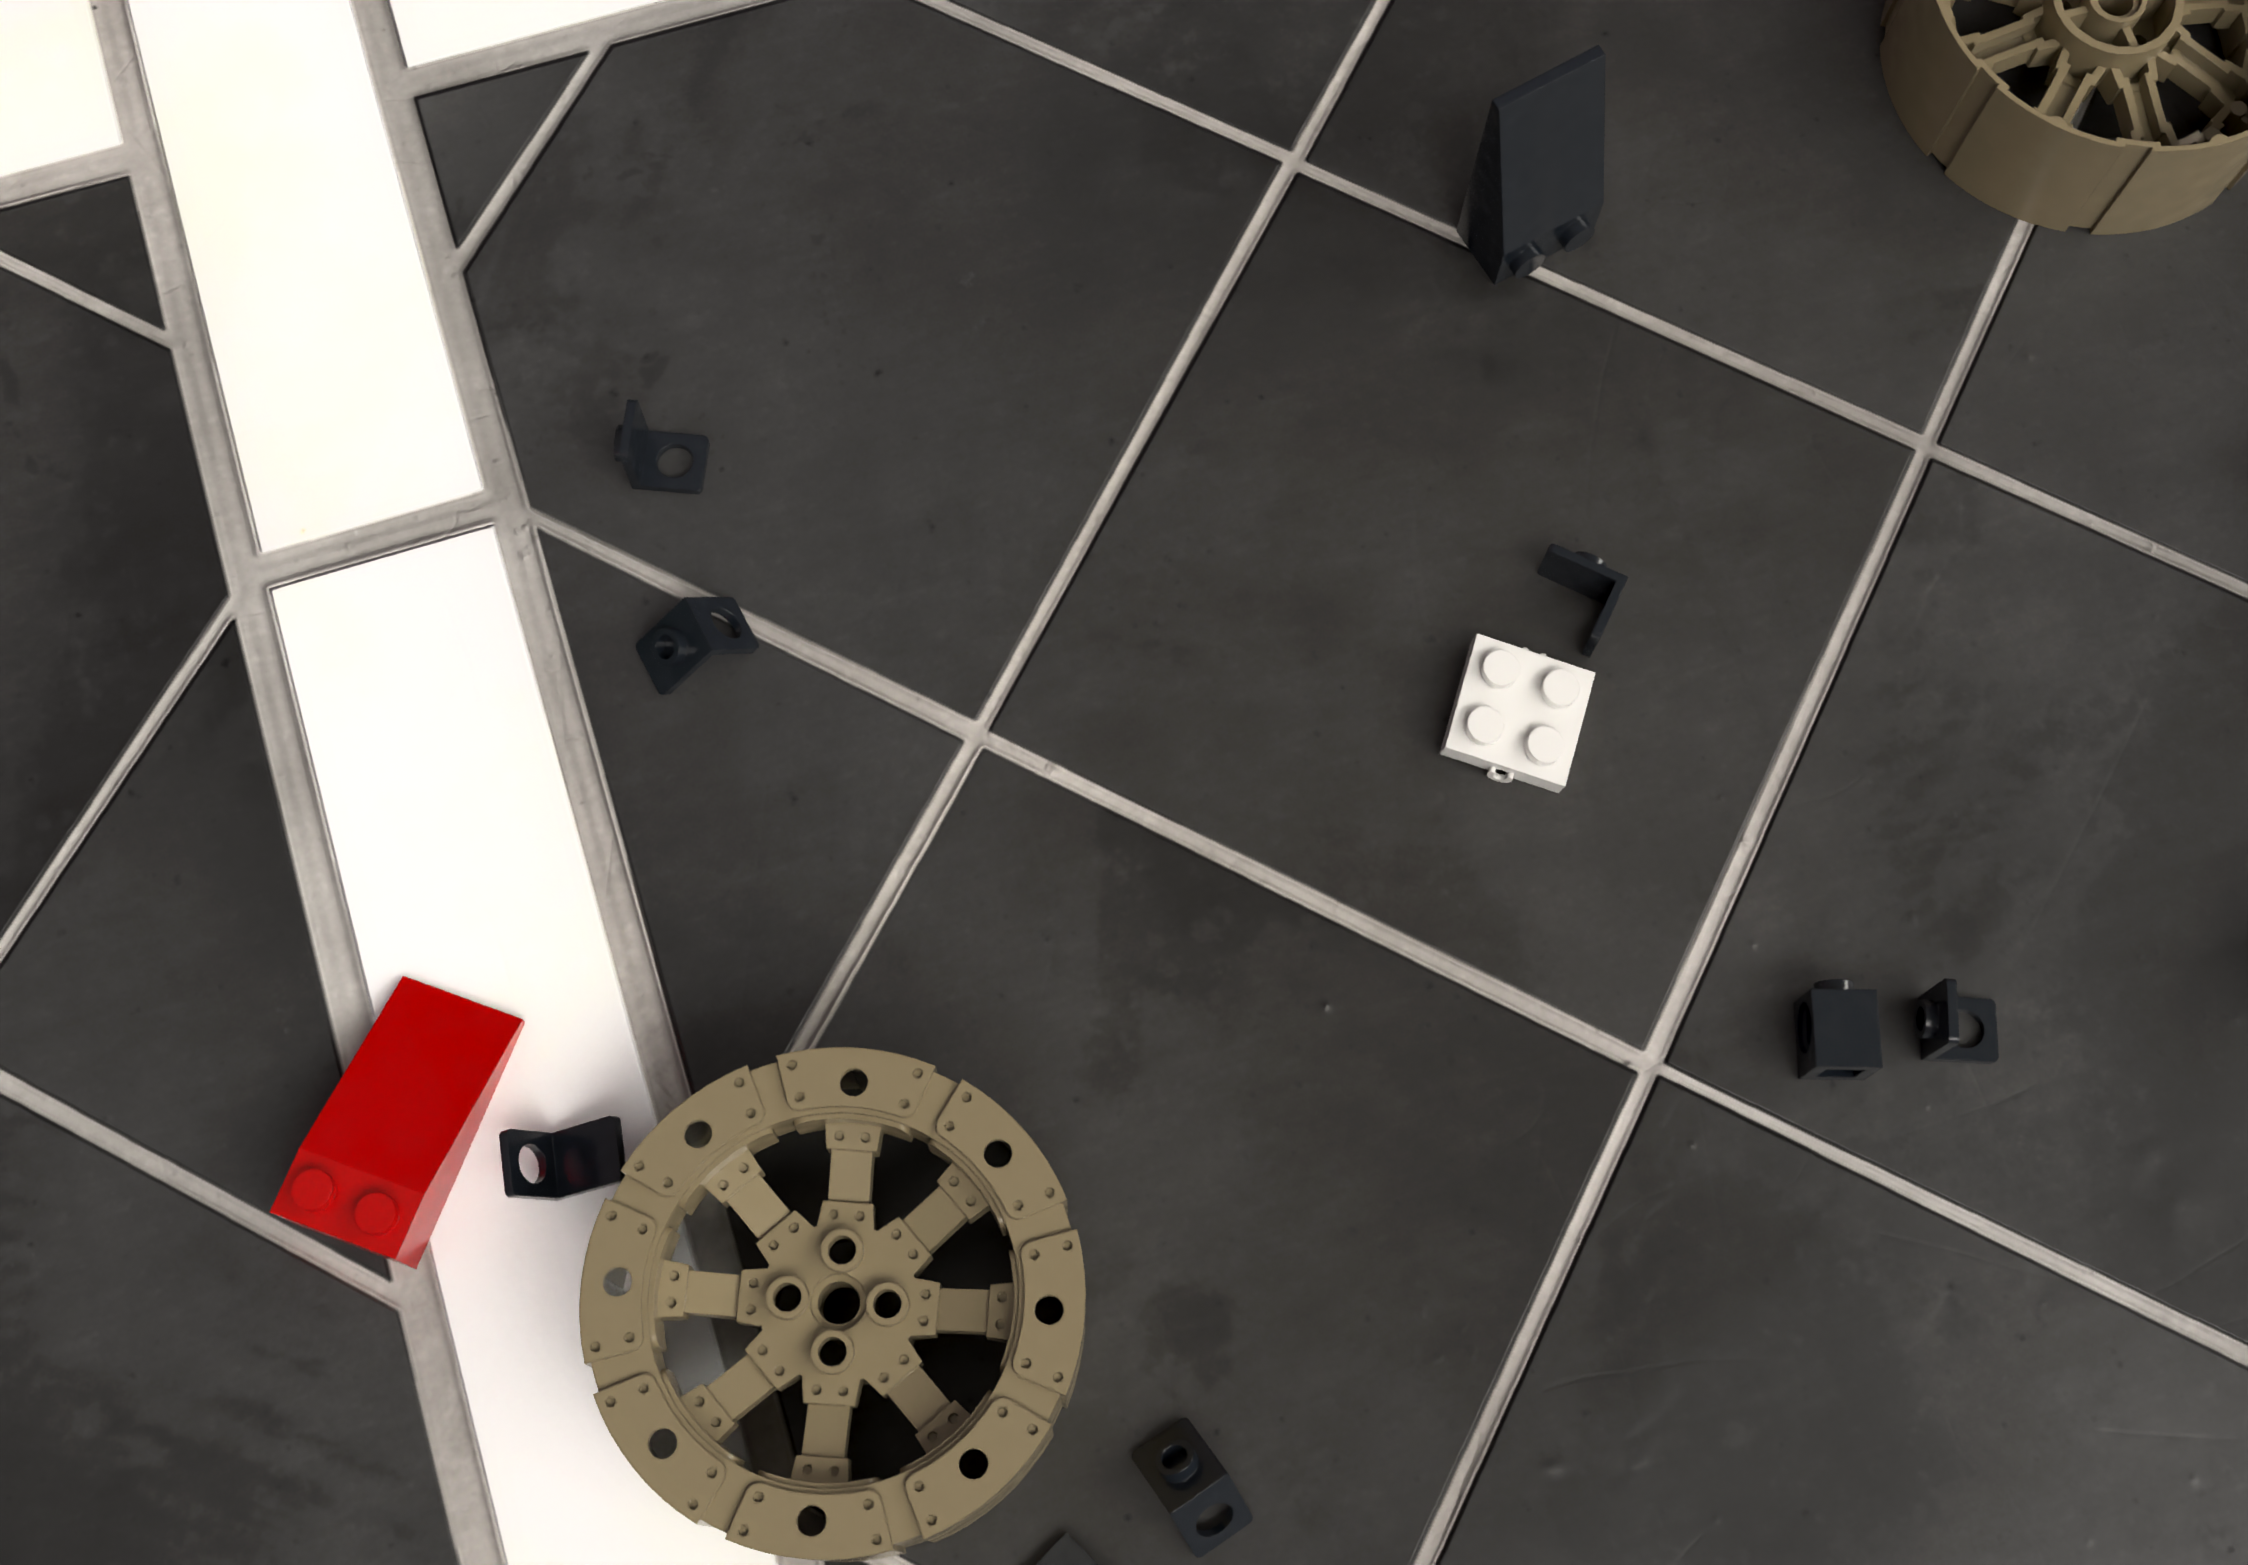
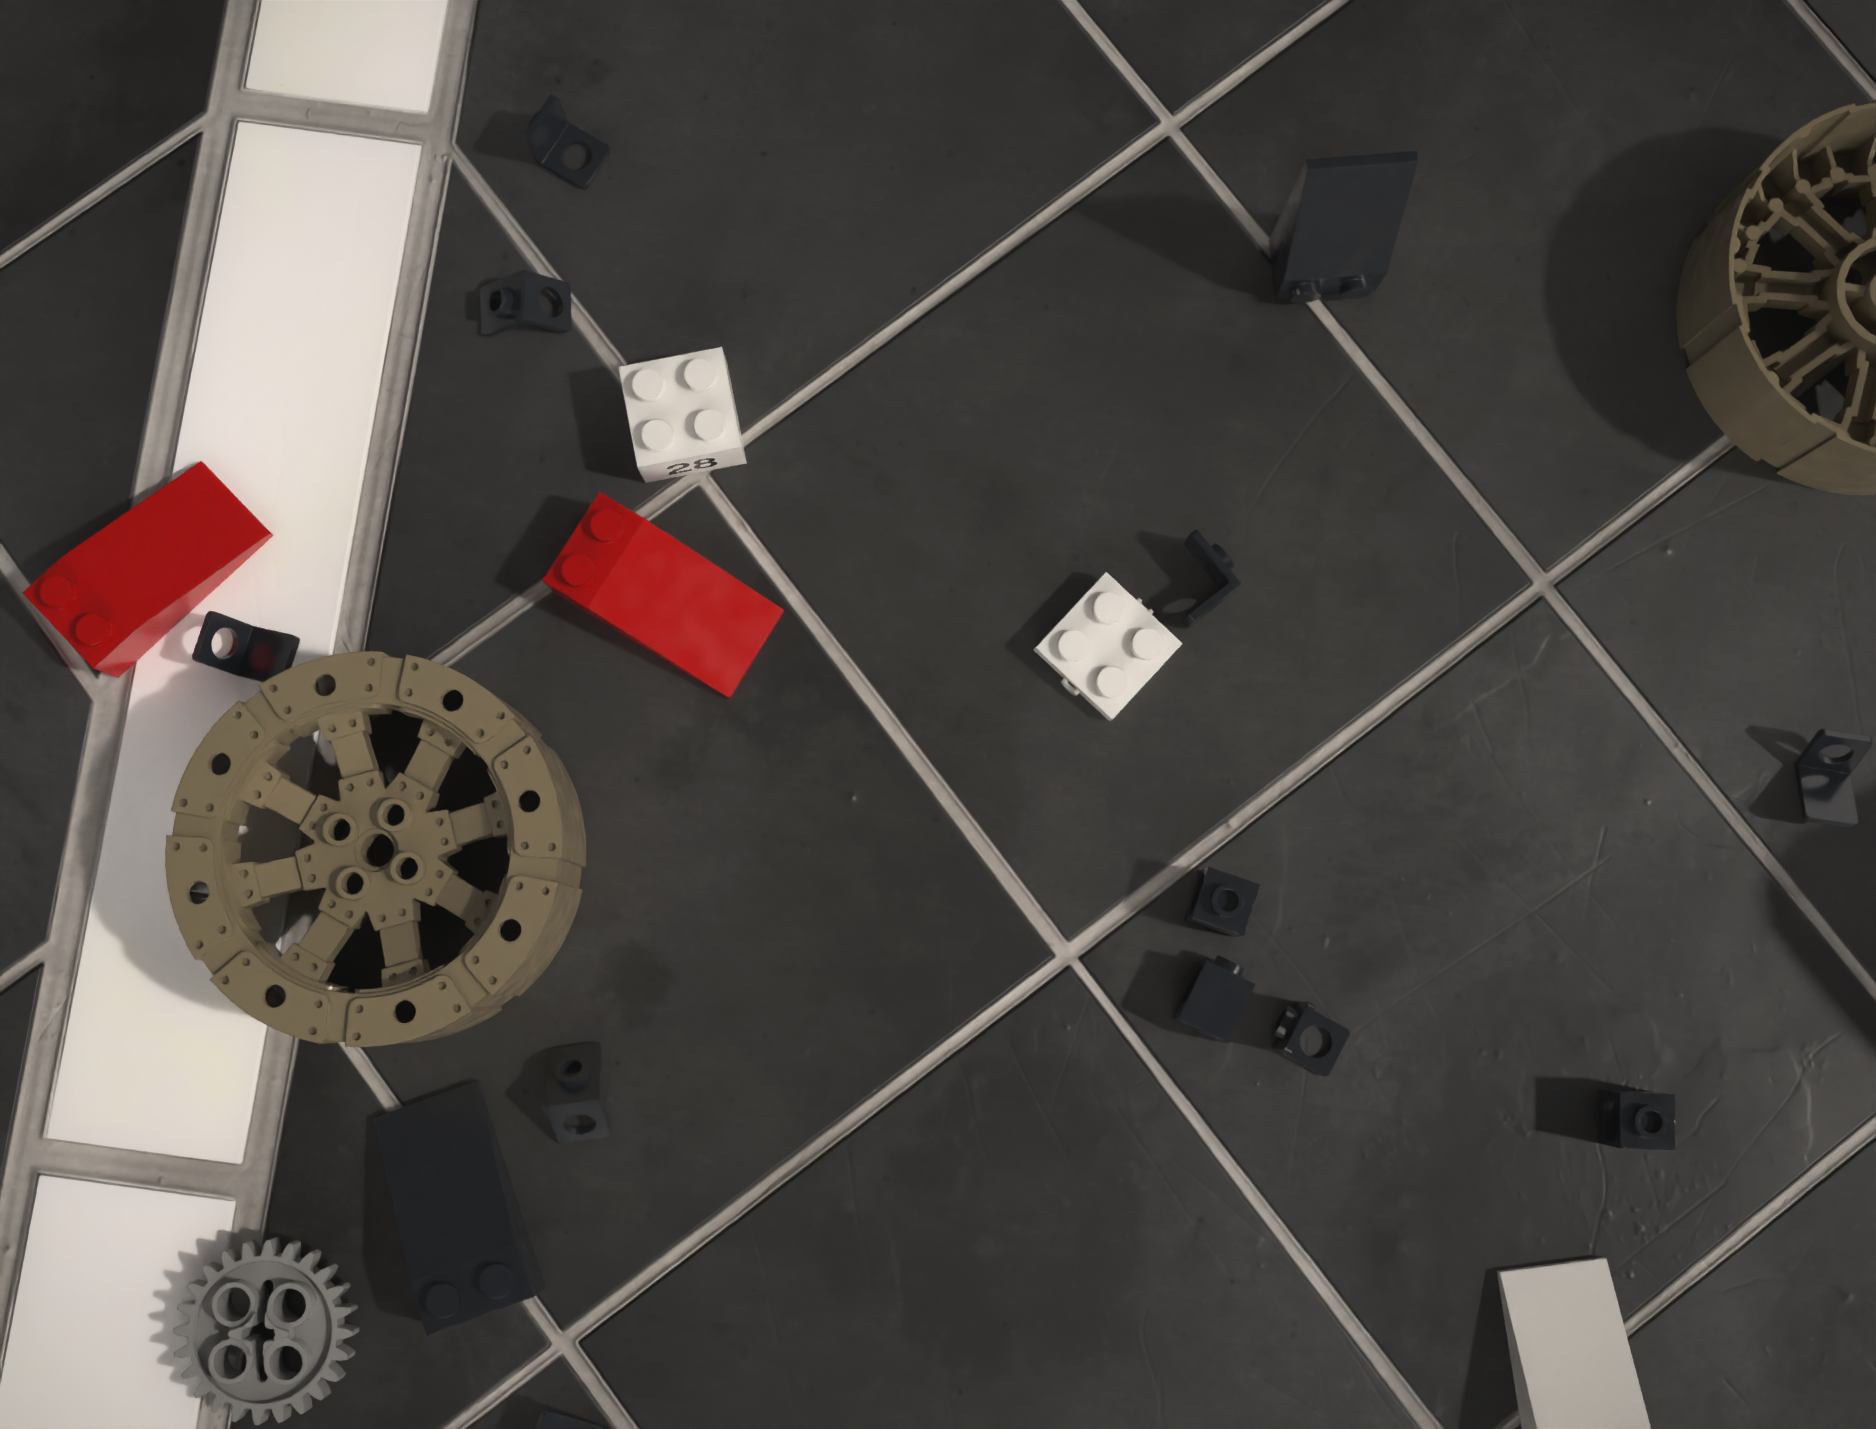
camera: 25 degrees right, 10 degrees up
(935, 675) = (682, 415): none -> white brick
(1007, 880) = (662, 595): none -> red slope
(1789, 922) = (1222, 902): none -> black brick

